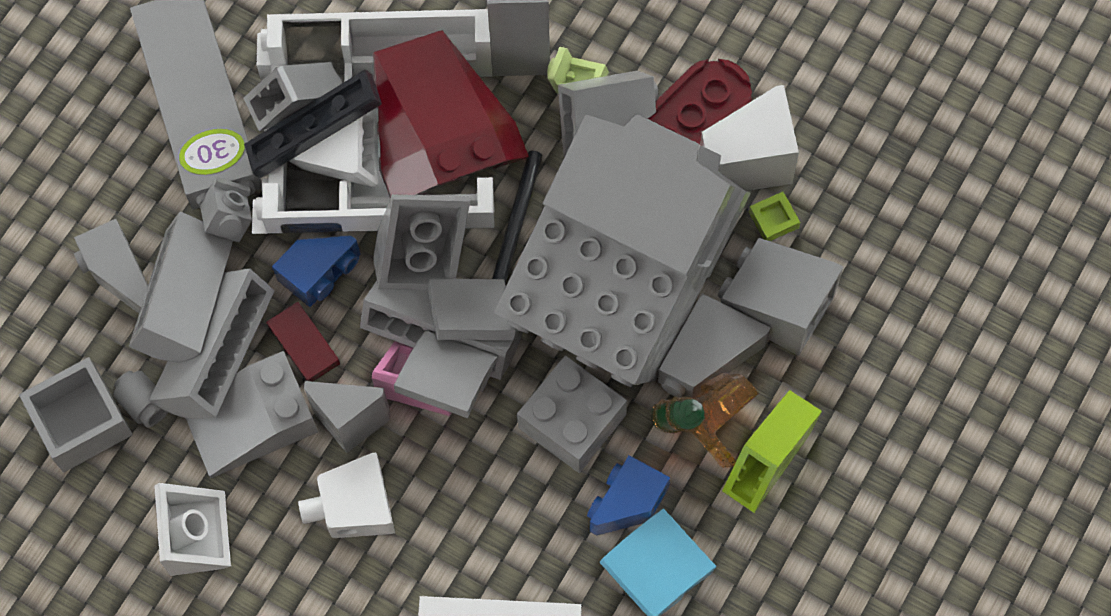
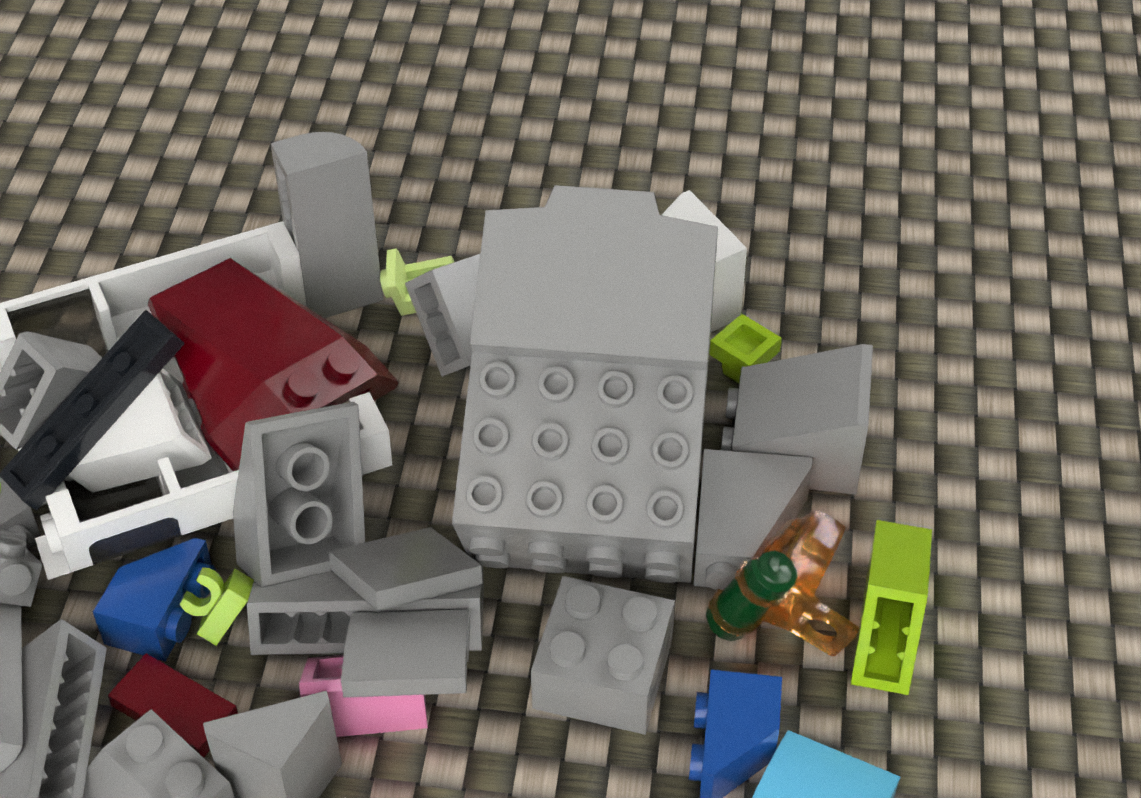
camera: 25 degrees left, 20 degrees down
(351, 290) = (223, 604): none -> lime tile
(517, 216) = (412, 454): black piece -> none

